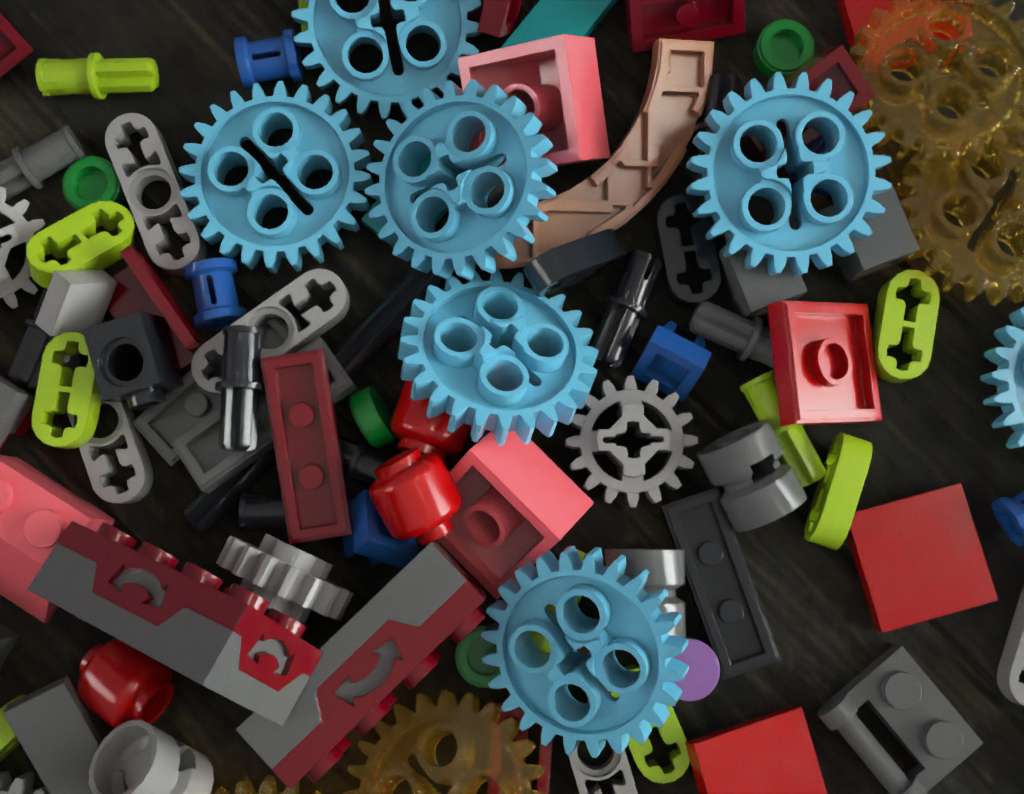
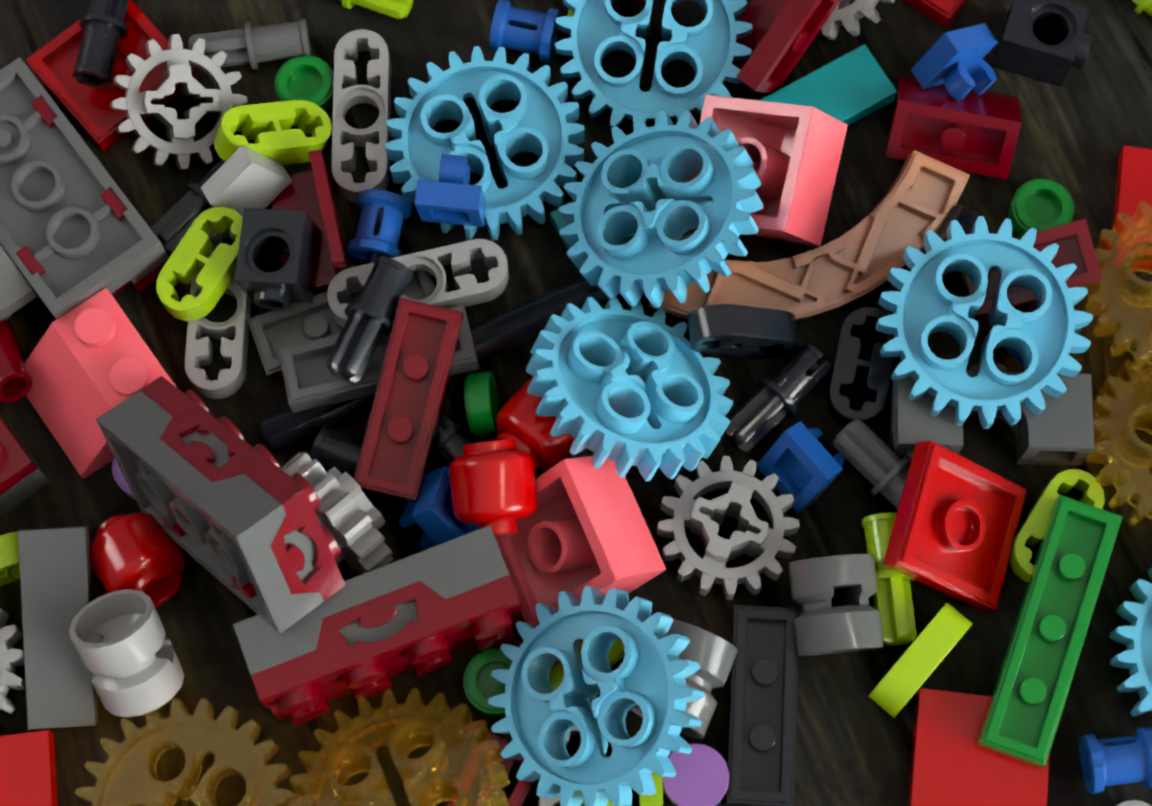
camera: 25 degrees right, 10 degrees down
(268, 243) = (452, 197): none -> blue tile
(938, 422) = (1050, 631): none -> green tile

